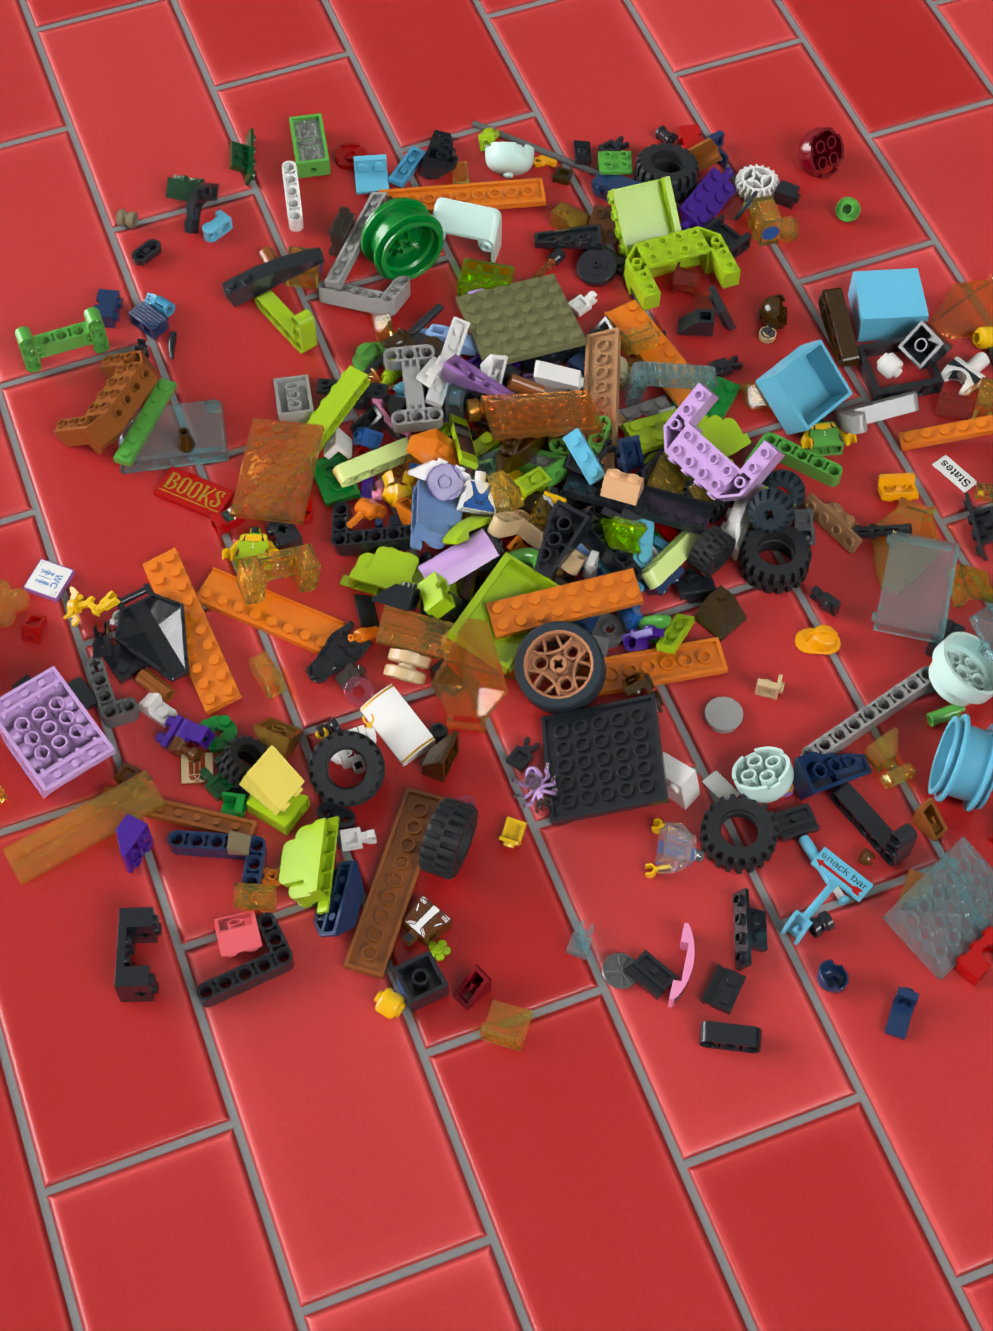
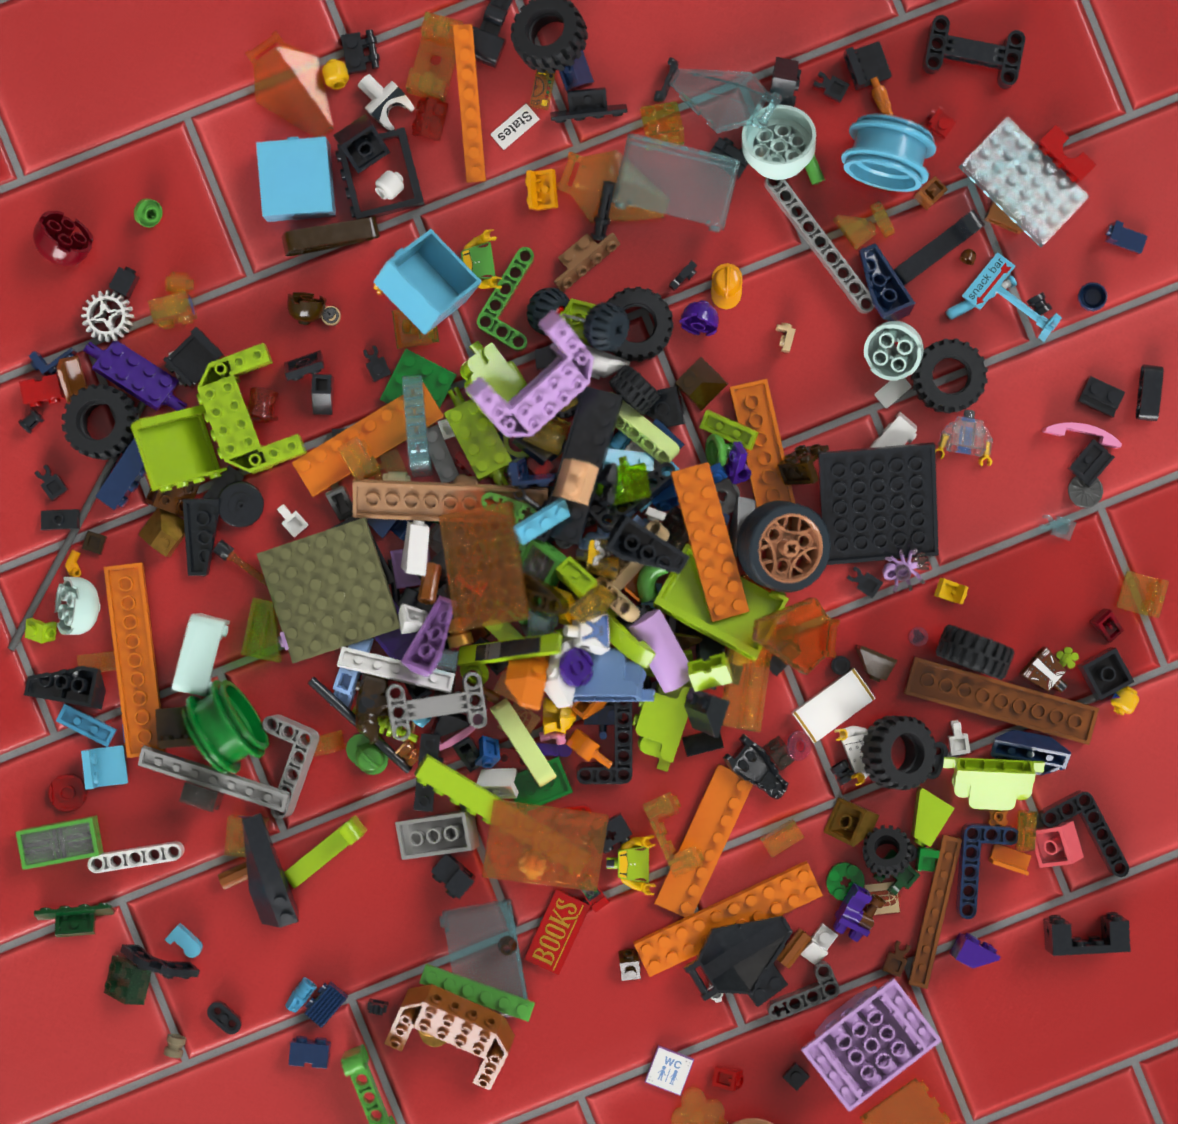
camera: 90 degrees left, 30 degrees up
(75, 605) = (704, 1039): yellow piece -> none
(82, 827) = (954, 999): clear yellow plate -> none
(83, 693) = (804, 1022): black slope -> none
(103, 641) = (750, 1006): black hinge -> none
(154, 546) = (629, 964): none -> bracket
(171, 343) = (355, 975): black helmet -> none
(222, 890) = (1009, 858): none -> orange panel
(238, 843) = (976, 850): dark tan slope -> none
(252, 407) = (454, 875): none -> black brick
(273, 781) = (920, 824): light yellow slope -> none
(363, 634) = (735, 742): orange piece -> none
(407, 665) = (782, 699): tan wheel -> none
(433, 369) = (422, 684): white bracket -> none
(614, 162) = (87, 481): bright green bracket -> none
(723, 714) = (815, 384): light grey tile -> none
(746, 205) = (149, 331): black wheel -> none
(749, 929) = (1045, 371): black bracket -> none
(785, 611) = (700, 318): none -> dark purple cylinder
(796, 822) = (933, 321): black plate -> none
(804, 522) = (591, 291): black slope -> none
(855, 418) = (443, 207): light grey beam -> none

